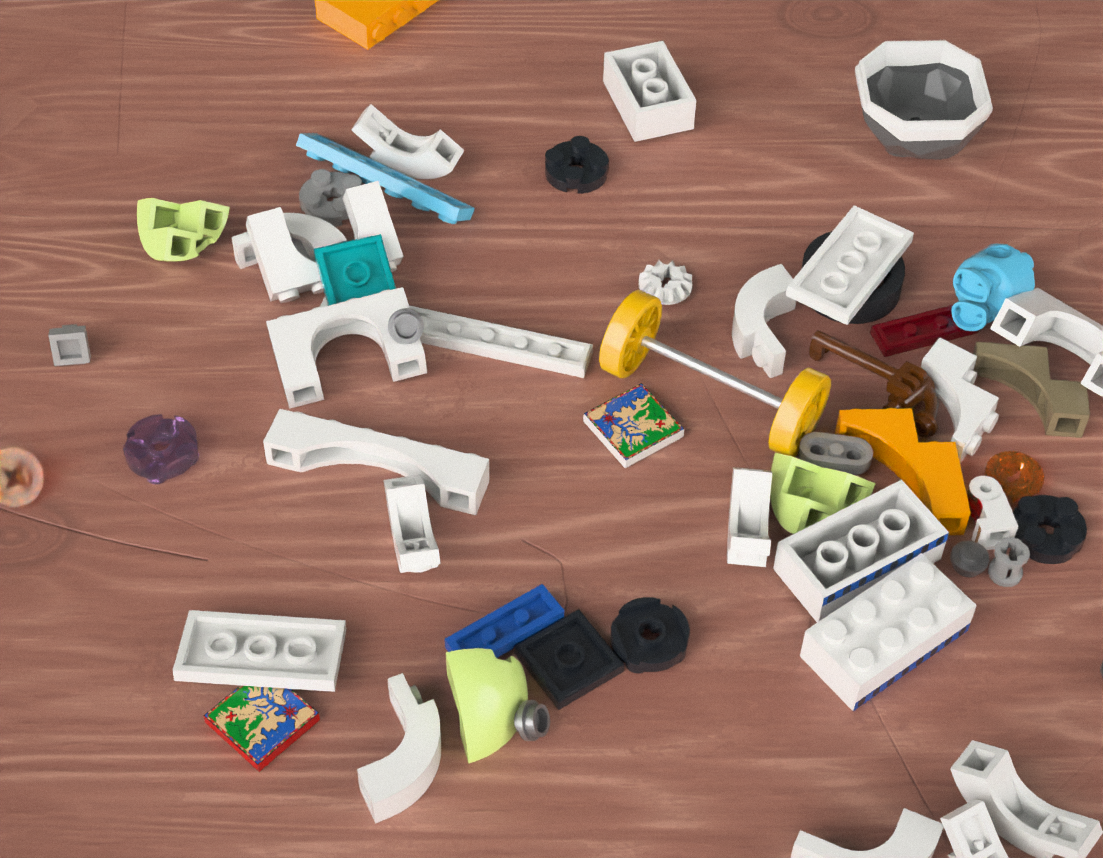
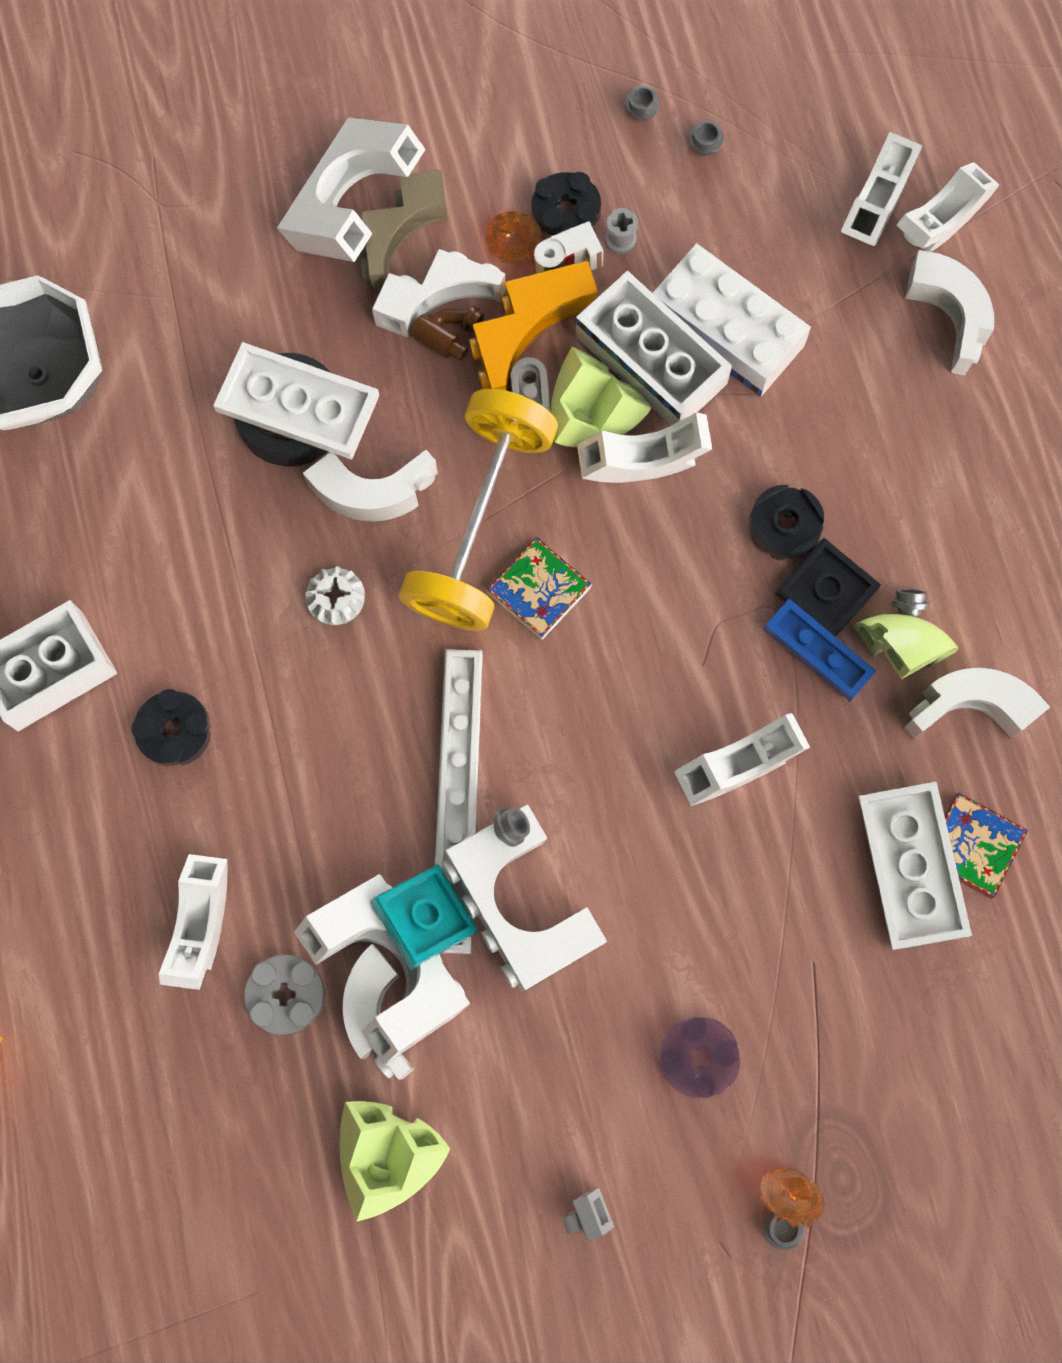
camera: 100 degrees left, 25 degrees up
(309, 442) = (657, 904): white arch -> none
(394, 182) = (243, 942): medium azure plate -> none
(900, 381) = (430, 342): reddish brown hinge -> none
(917, 331) = (339, 335): dark red tile -> none
(969, 558) = (618, 262): flat silver plate -> none
(987, 281) = (297, 271): medium azure piece -> none

